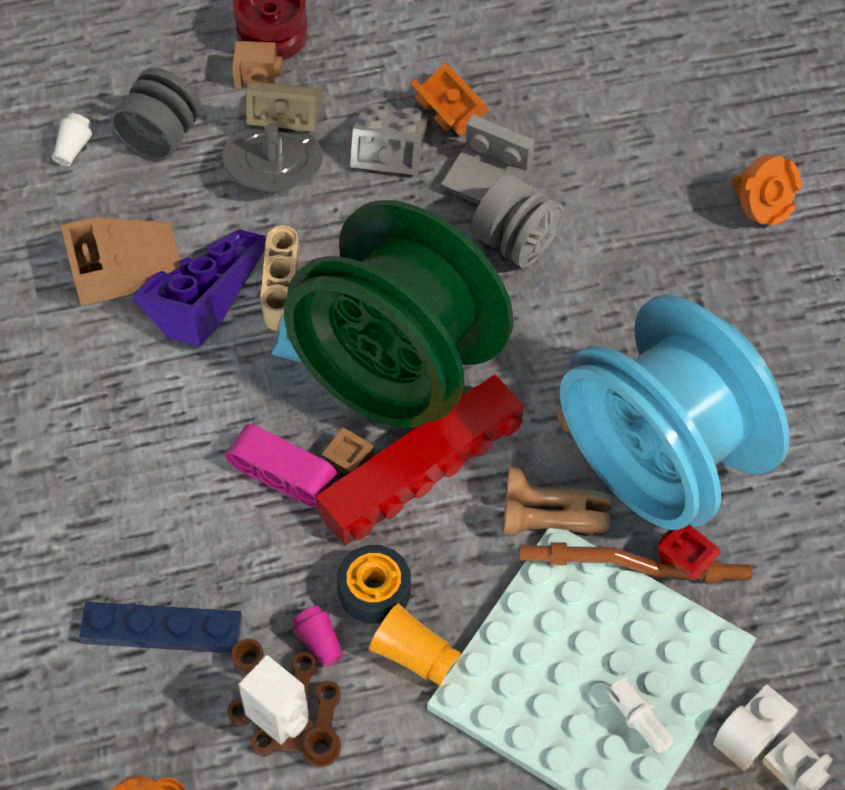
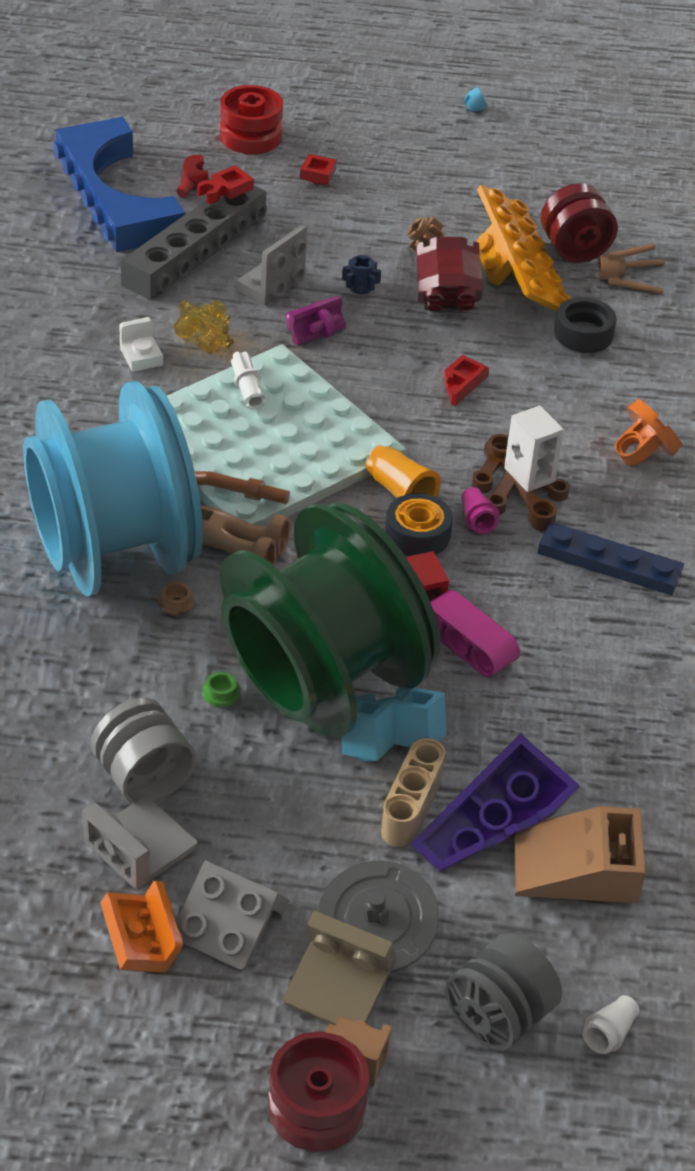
camera: 165 degrees left, 15 degrees down
(754, 727) = (168, 368): white plate -> none

